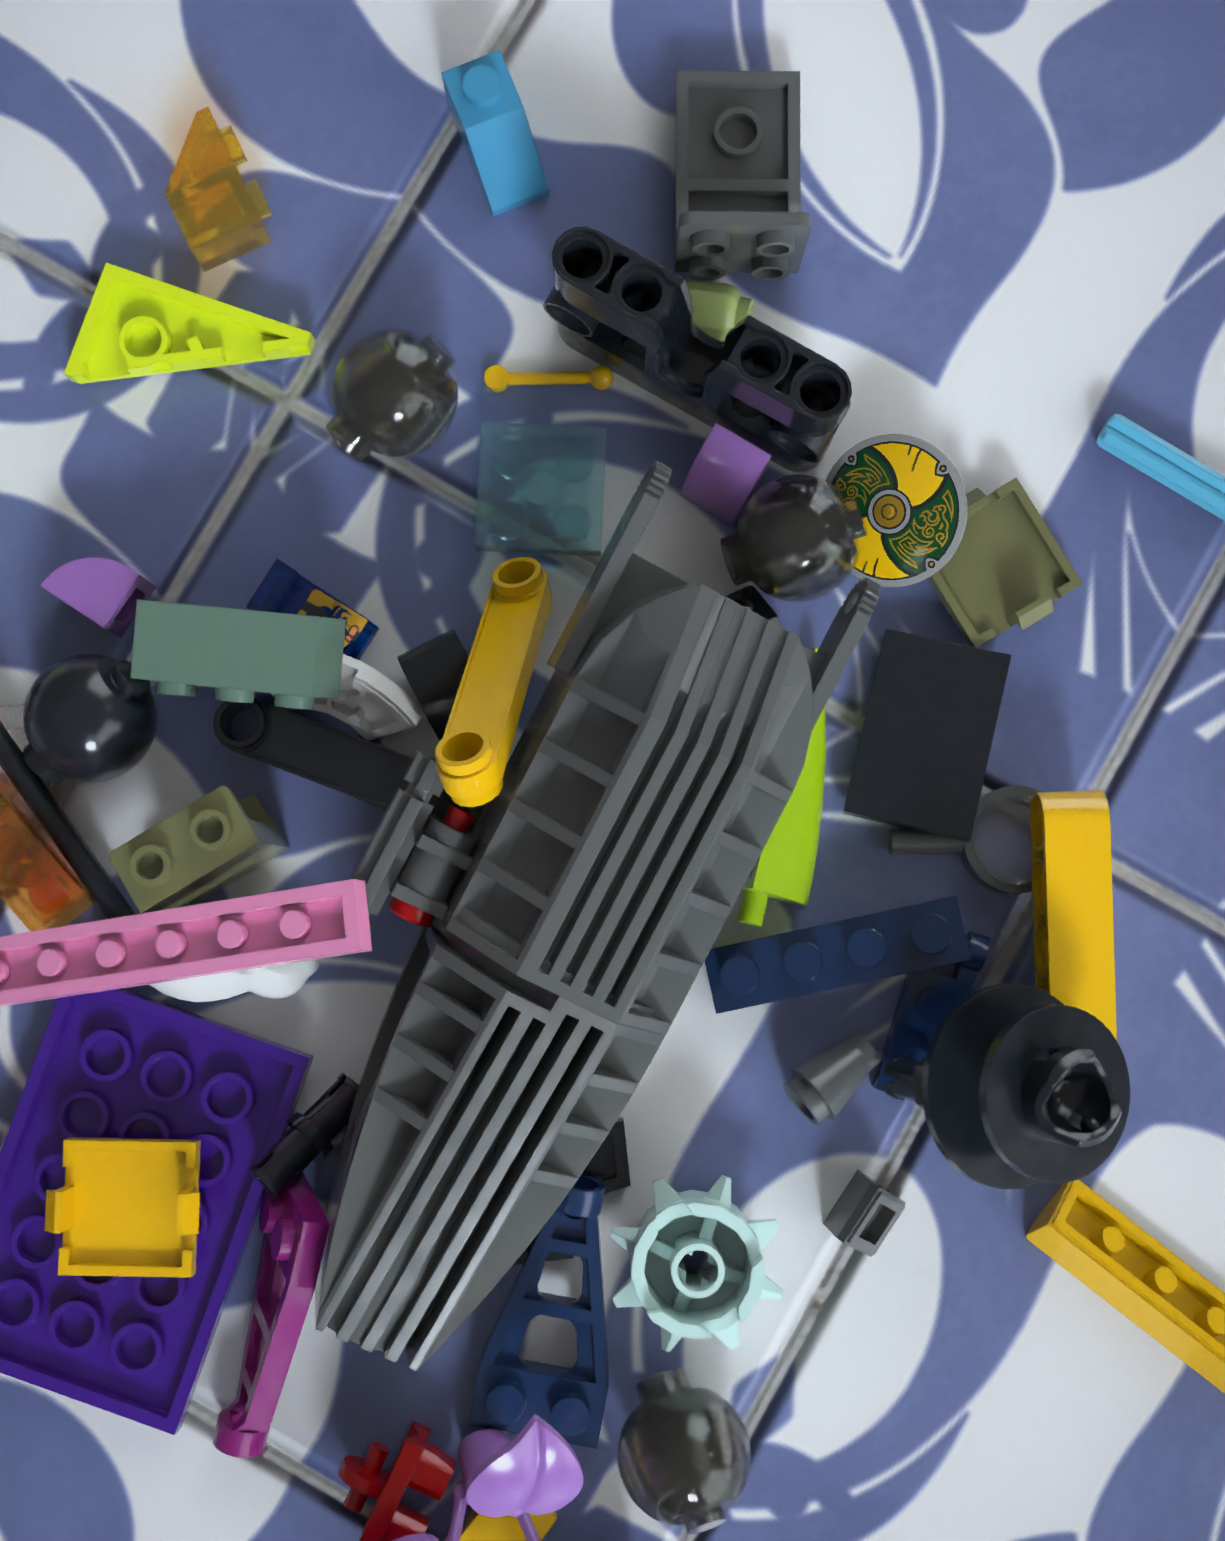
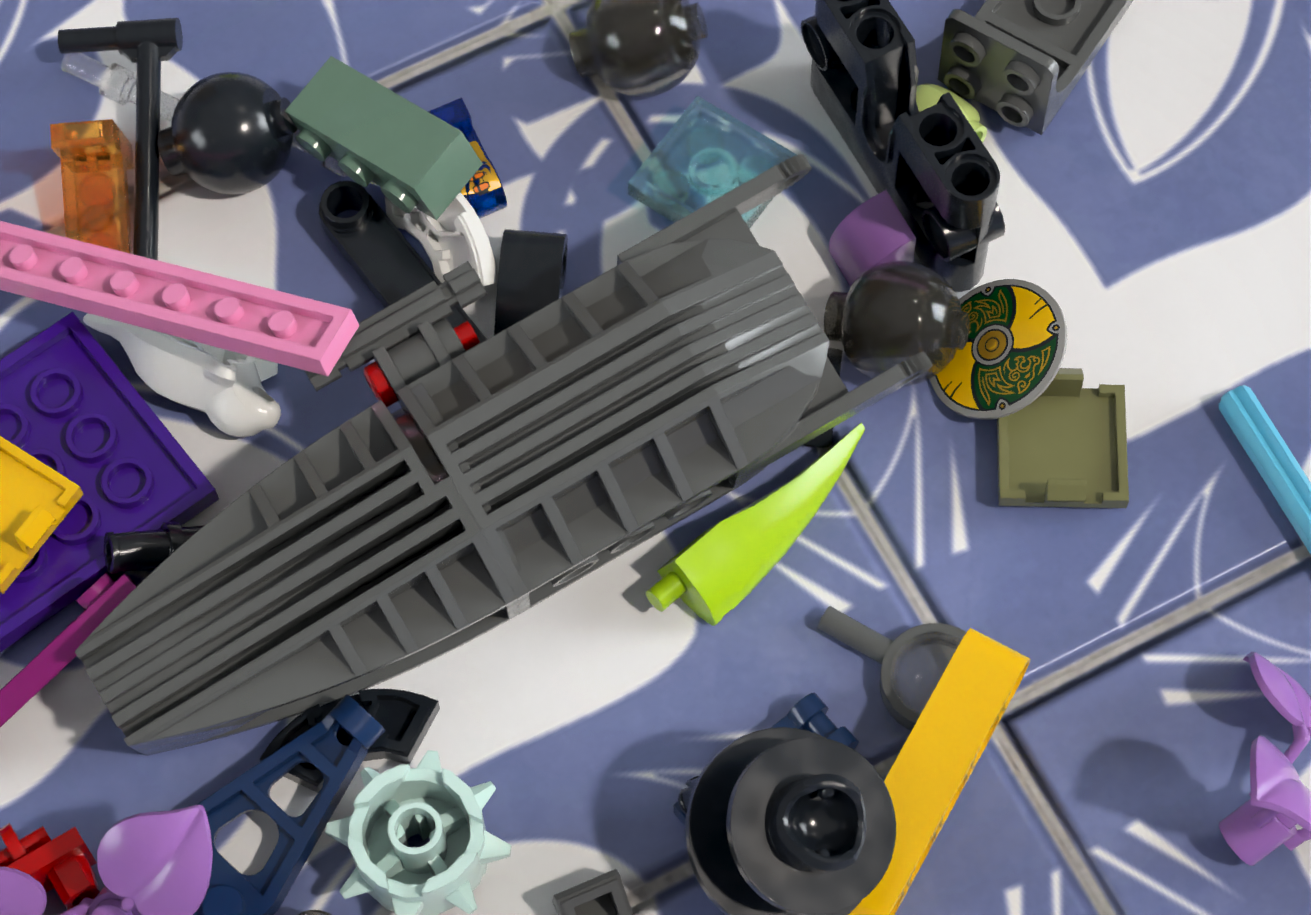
camera: 35 degrees right, 20 degrees down
(100, 590) = (302, 45): medium lavender brick -> none
(197, 851) = (246, 246): olive panel -> none
(494, 683) = (508, 281): yellow piece -> none
(498, 379) = (736, 81): yellow hinge -> none
(830, 1079) = (639, 772): dark grey cone -> none
(837, 954) = (713, 670): dark blue plate -> none
(927, 735) = (911, 544): black tile -> none

